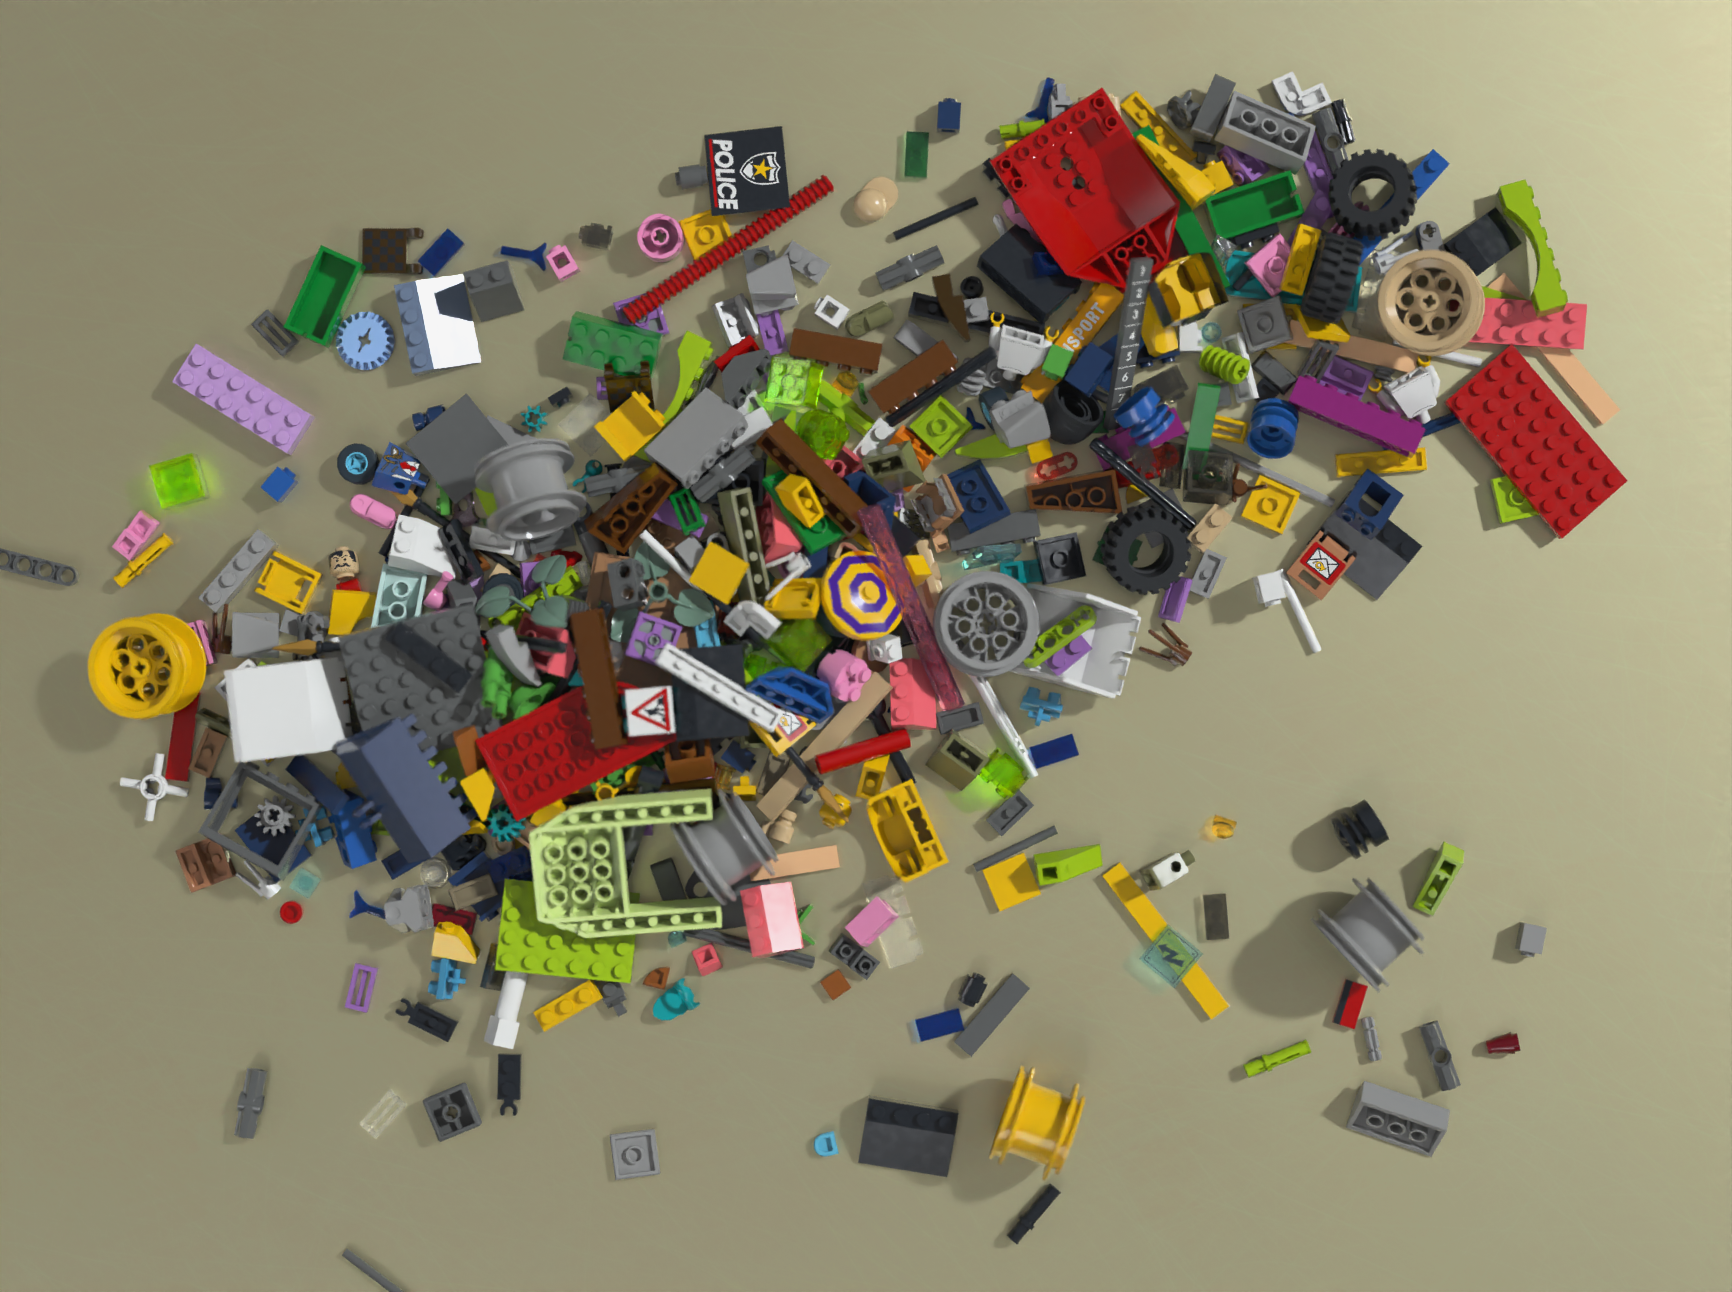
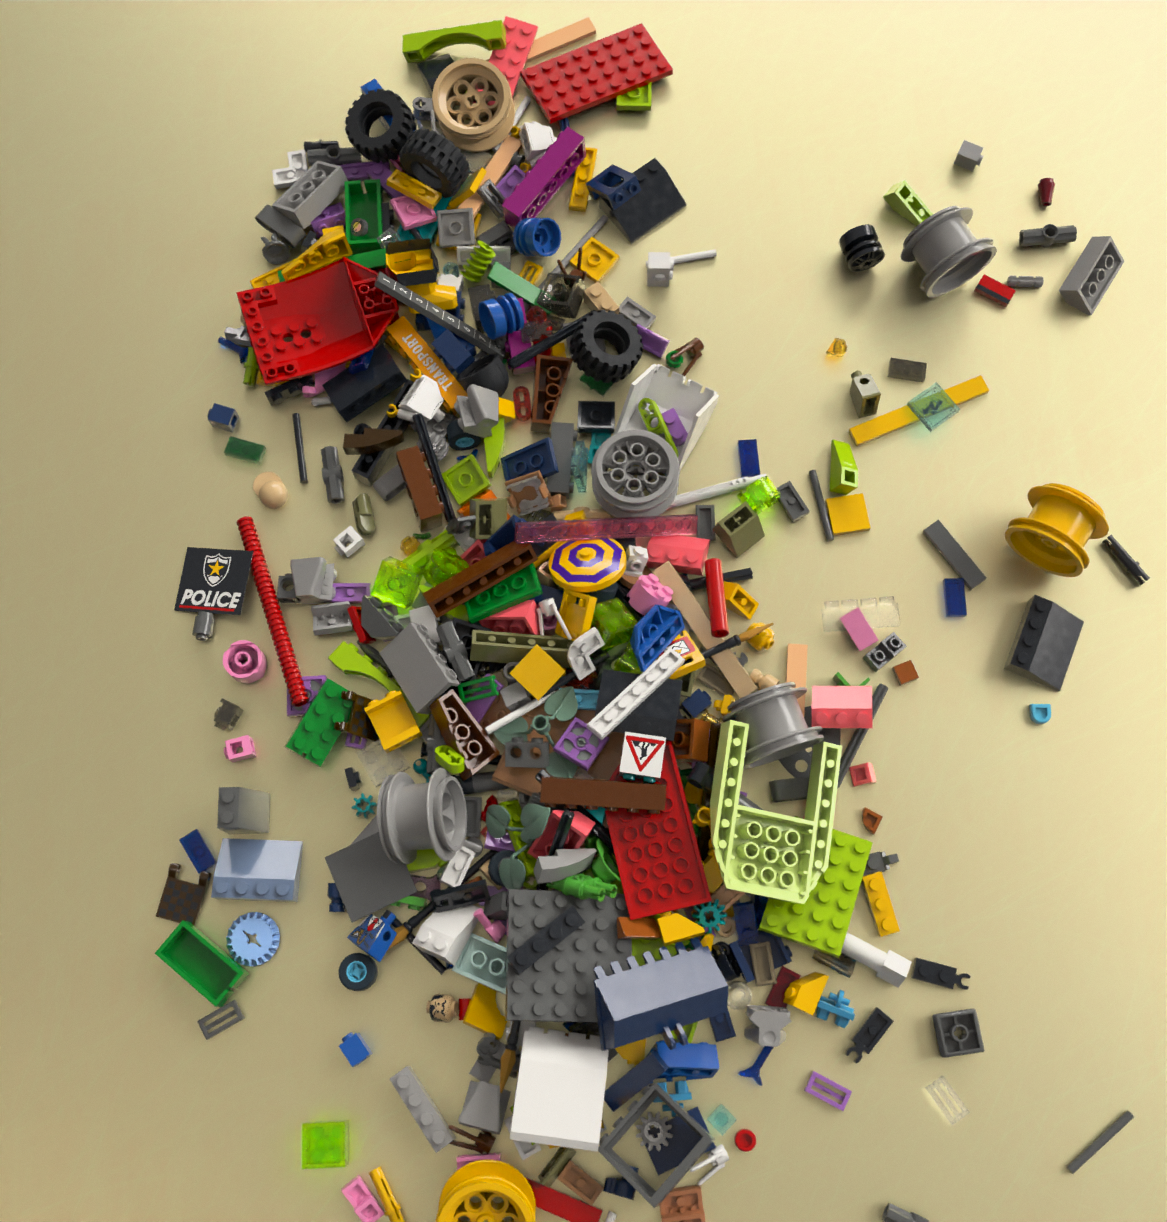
camera: 75 degrees left, 15 degrees down
(243, 399) = (269, 1064): lavender brick -> none
(285, 581) = (442, 1067): yellow container -> none
(373, 511) = (403, 969): bright pink arm -> none
(535, 255) = (227, 771): clear blue piece -> none
(603, 504) = (449, 759): none -> lime beam
(635, 1154) = (1022, 878): light grey tile -> none
(674, 1002) = (895, 809): teal piece -> none
(676, 938) = (841, 795): clear light blue hinge -> none
(704, 232) = (253, 626): yellow tile -> none
(800, 499) = (493, 590): yellow slope -> none
(806, 262) = (307, 549): light grey plate -> none
(836, 350) = (381, 544): reddish brown brick -> none
(877, 440) = (460, 524): none -> dark grey slope
(905, 831) = (786, 582): yellow piece -> none
(972, 989) = (931, 563): black brick -> none
(976, 310) = (381, 422): light grey plate -> none
(1039, 708) = (713, 457): dark azure hips -> none
(1057, 362) = (440, 373): bright green brick -> none
(1160, 627) = (675, 364): none -> green plate
(1233, 206) = (359, 227): none -> dark grey tile
(1280, 1057) = (1031, 357): lime pin -> none
(1323, 562) = (648, 229): container -> none

